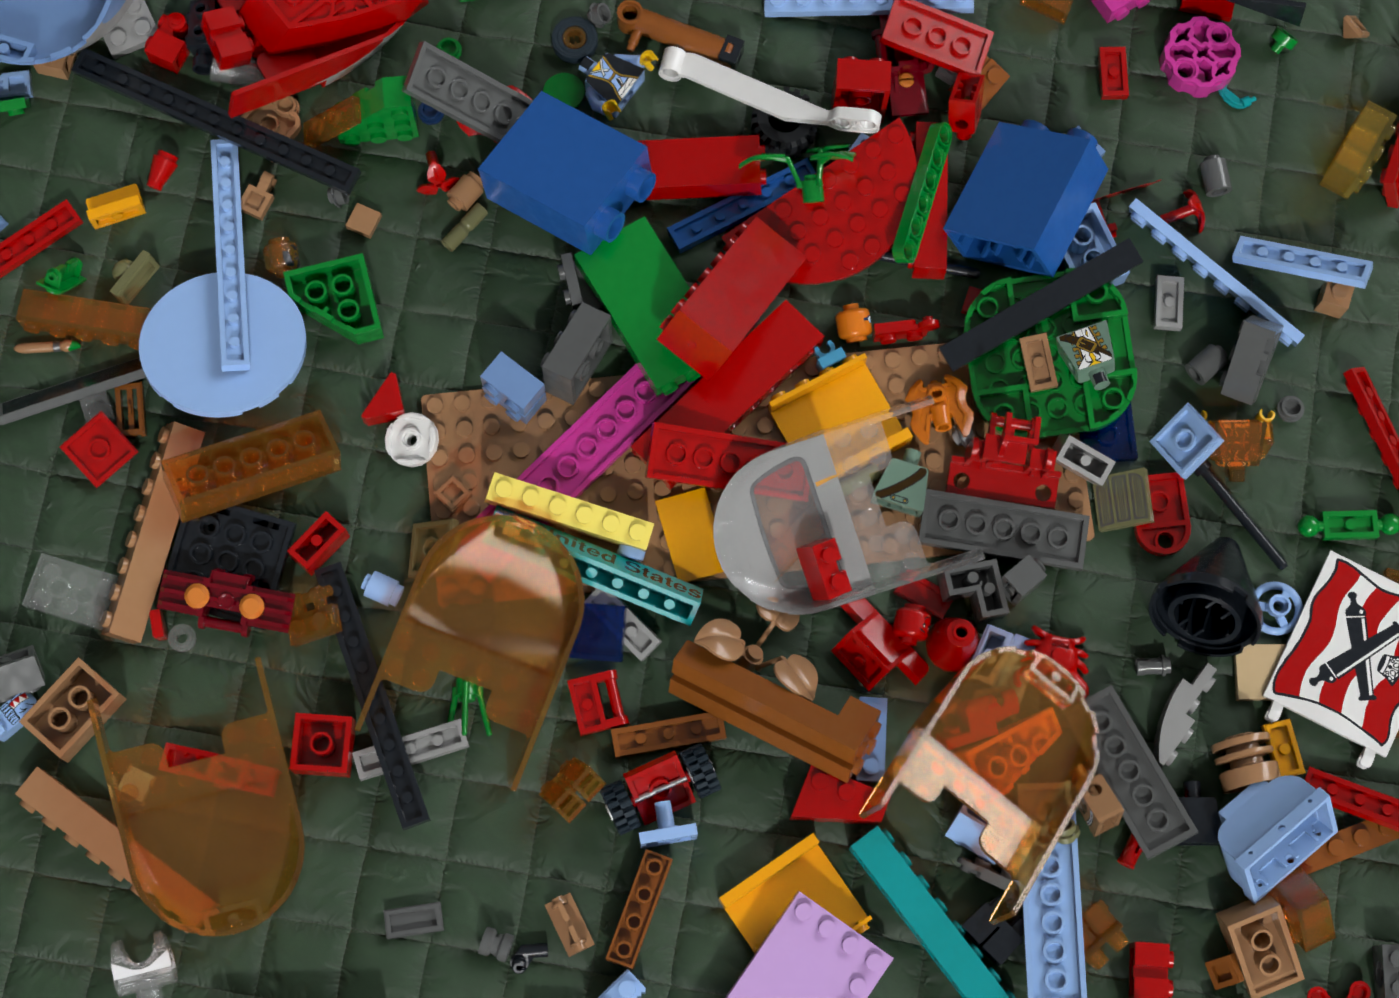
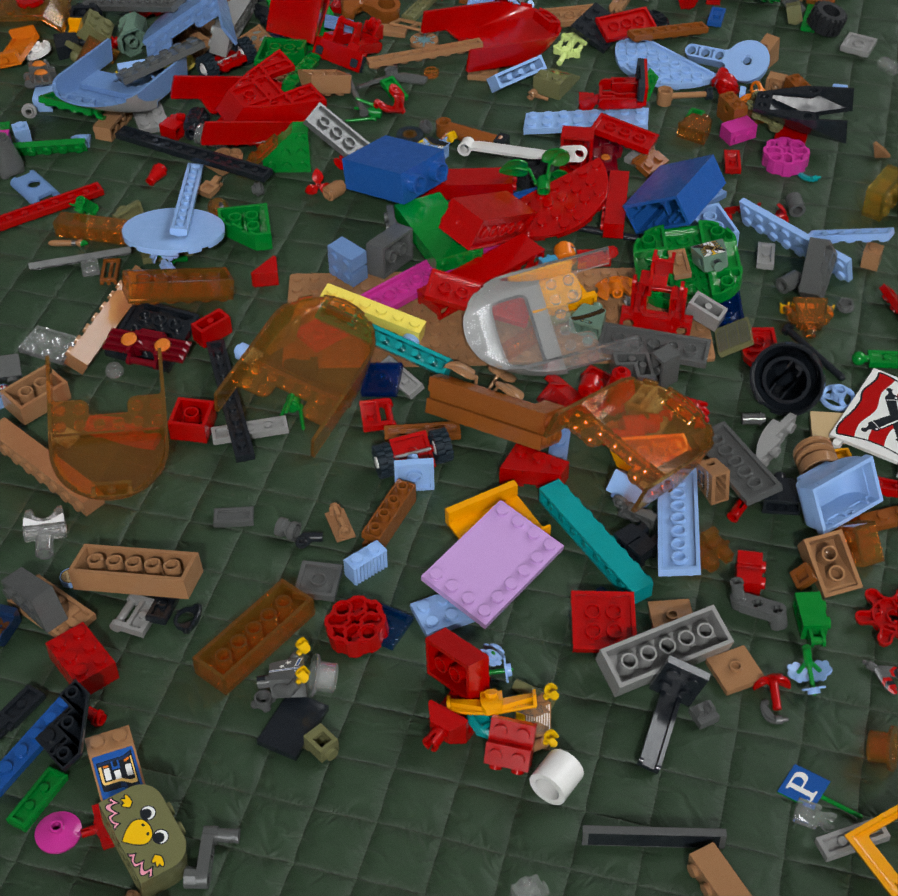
camera: 10 degrees right, 30 degrees down
(99, 449) = (86, 283): red plate -> none
(115, 206) = (125, 188): light orange panel -> none
(158, 625) = (101, 361): red tile -> none
(226, 39) = (206, 111): red brick -> none
(316, 623) = (197, 366): clear orange plate -> none
(363, 220) = (272, 200): medium nougat tile -> none
(399, 439) = (280, 290): white plate -> none
(429, 115) = (319, 159): dark blue plate -> none
(462, 229) = (329, 206): olive piece -> none
(572, 778) = (352, 447): clear orange hips -> none
(689, 534) = (450, 339): light orange window -> none
(821, 569) = (532, 346): red brick -> none
(922, 193) = (610, 191): green beam -> none
(966, 113) = (643, 158): red torso -> none
(1041, 305) = (681, 235): black tile -> none
(1070, 833) = (688, 483): olive plate -> none
(1186, 441) = (776, 309): light blue plate -> none
(1283, 39) = (837, 152): green tile -> none

